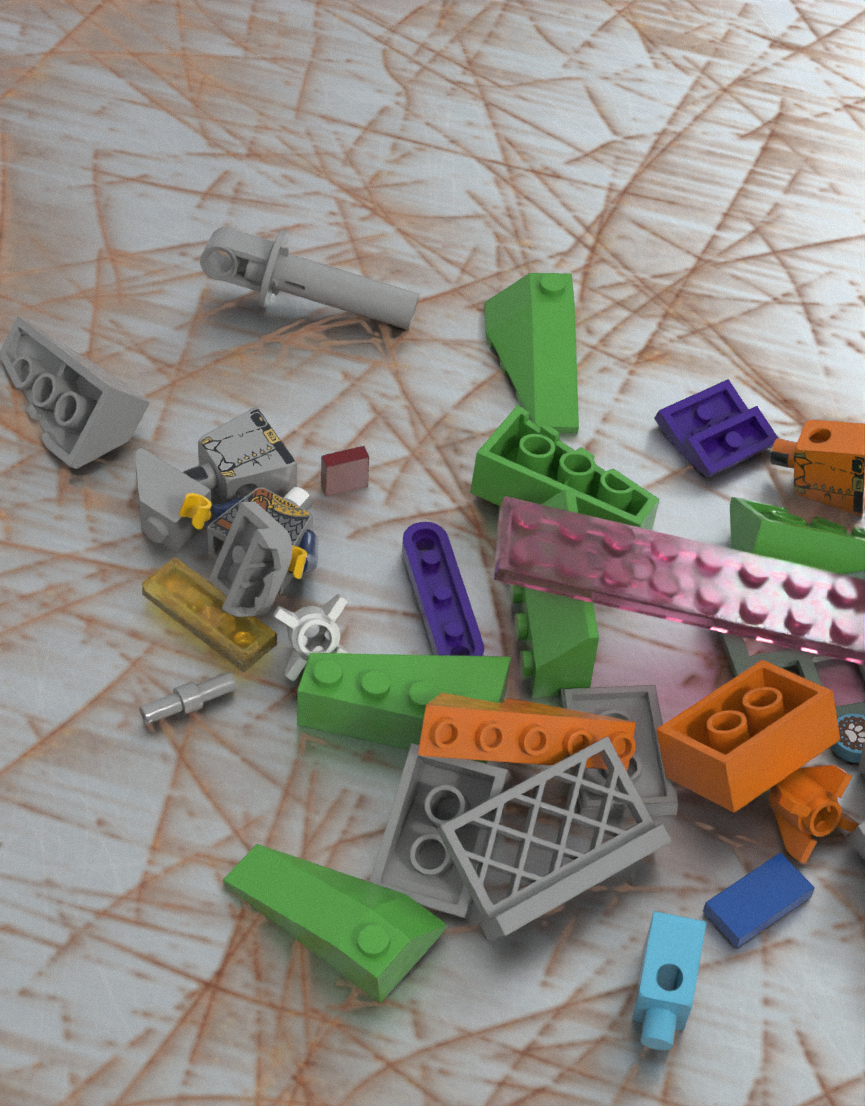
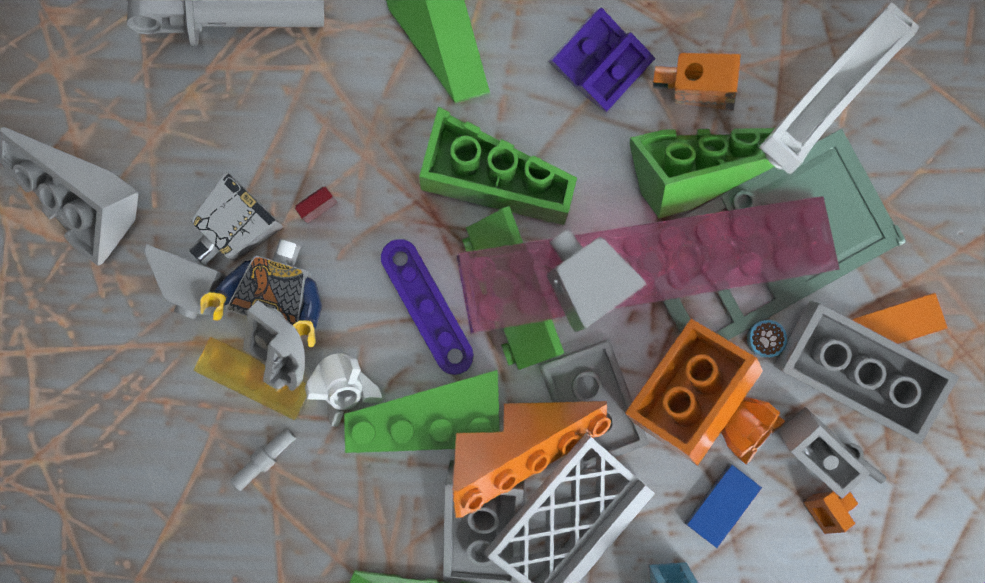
camera: 15 degrees left, 35 degrees up
(652, 553) = (590, 279): none -> light grey torso

